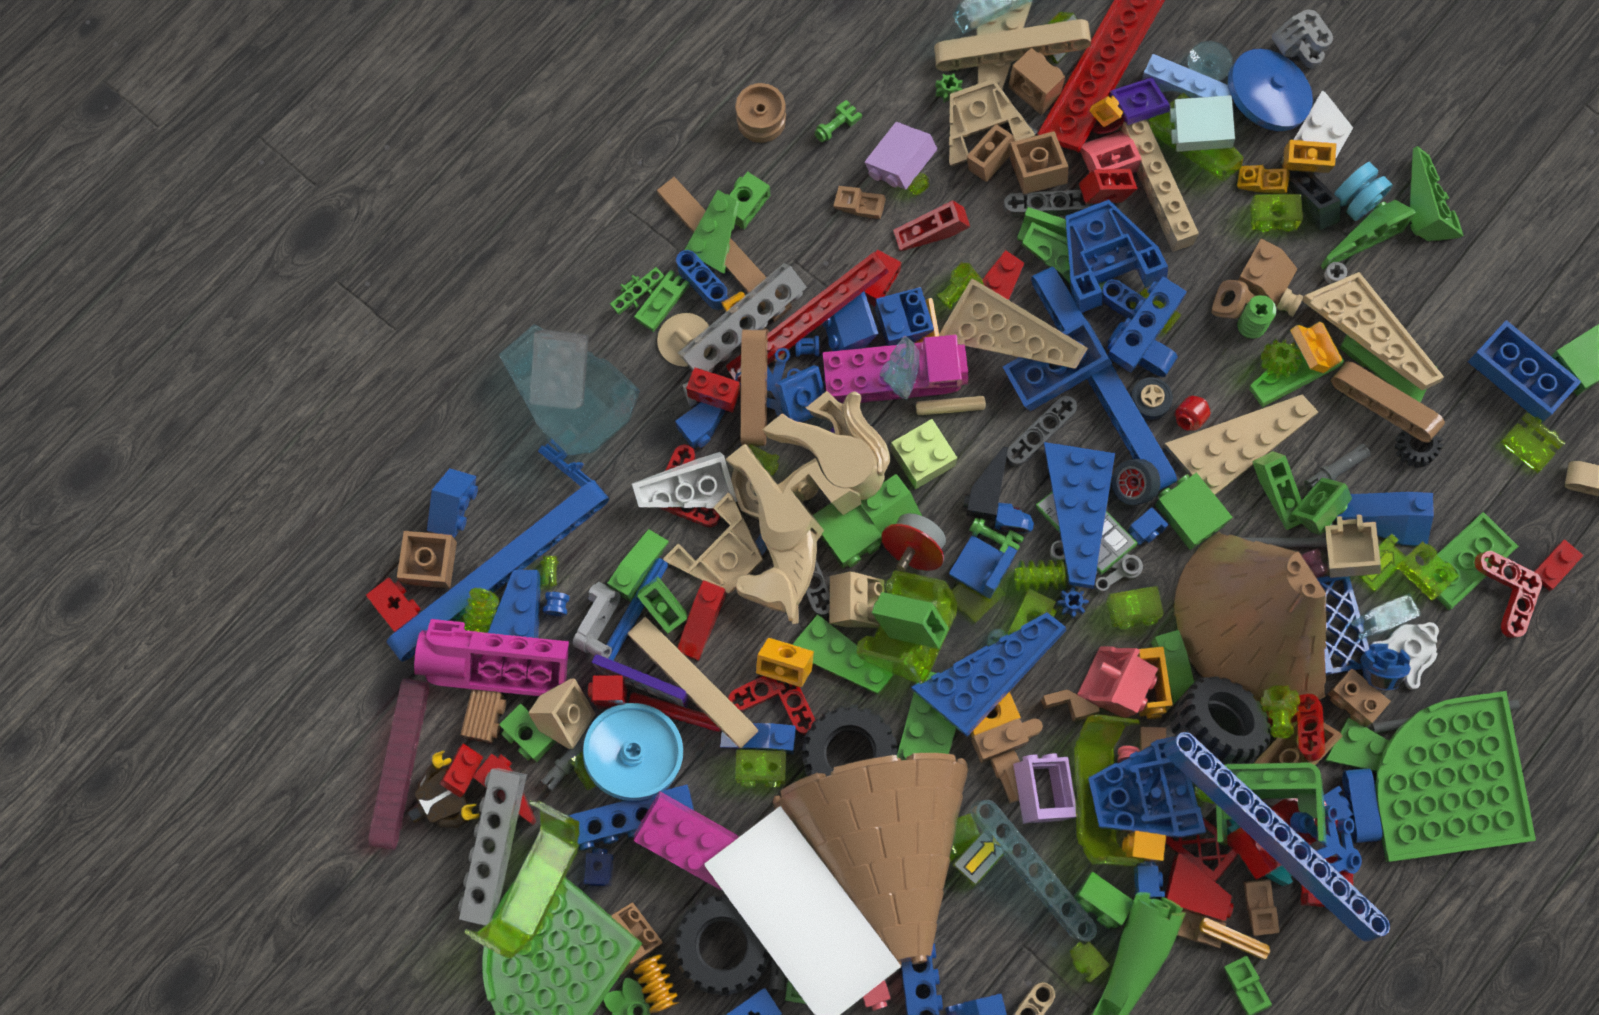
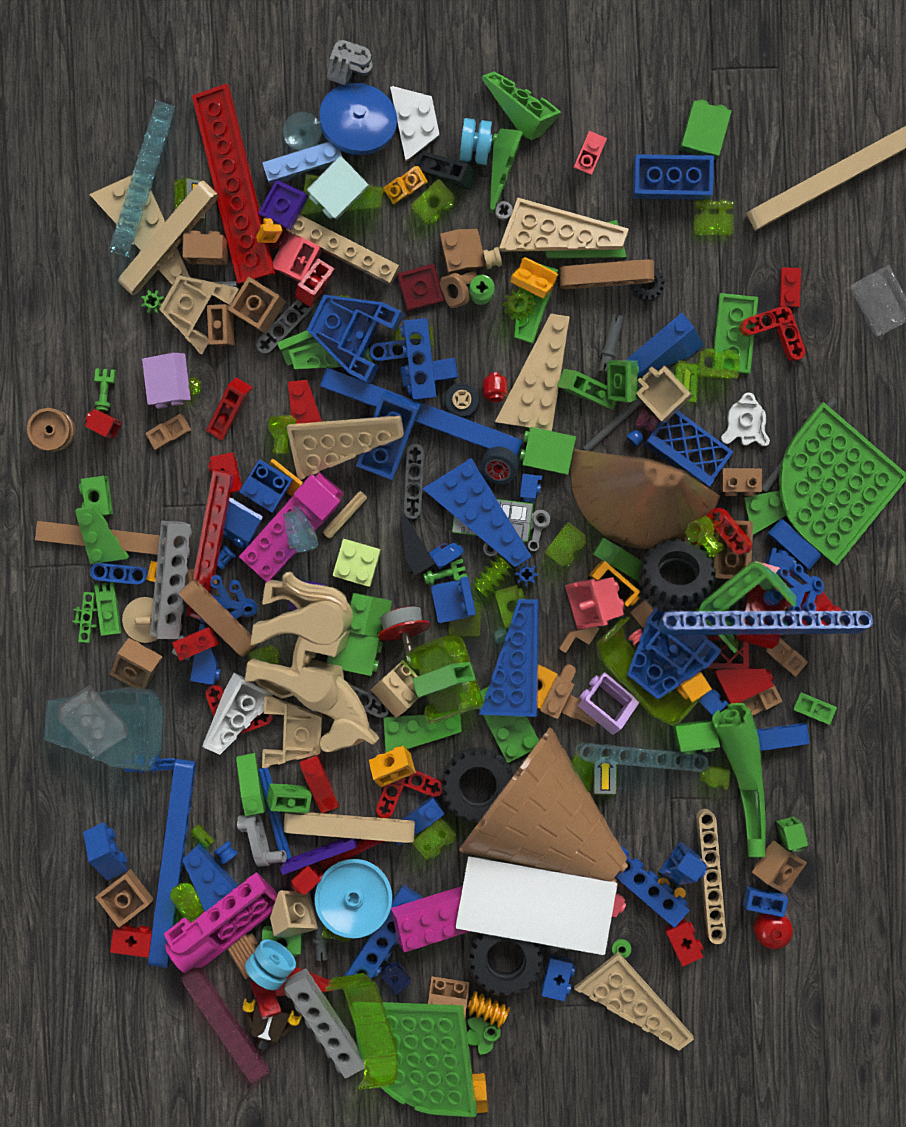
camera: 40 degrees left, 15 degrees up
(499, 735) = (270, 964): none -> medium azure wheel
(642, 364) = (135, 664): none -> medium nougat slope
(799, 392) = (249, 595): blue plate -> none
(811, 144) = (103, 423): none -> red piece
(1191, 983) = (783, 736): none -> blue beam
(1200, 274) = (420, 287): none -> dark red tile
(1234, 938) = (786, 689): light orange axle -> none
(1309, 156) = (422, 147): light orange brick -> none
(1385, 667) = (741, 450): blue cone -> none
(1388, 616) = (717, 413): clear light blue hinge -> none
(1463, 287) = (590, 153): none -> coral slope

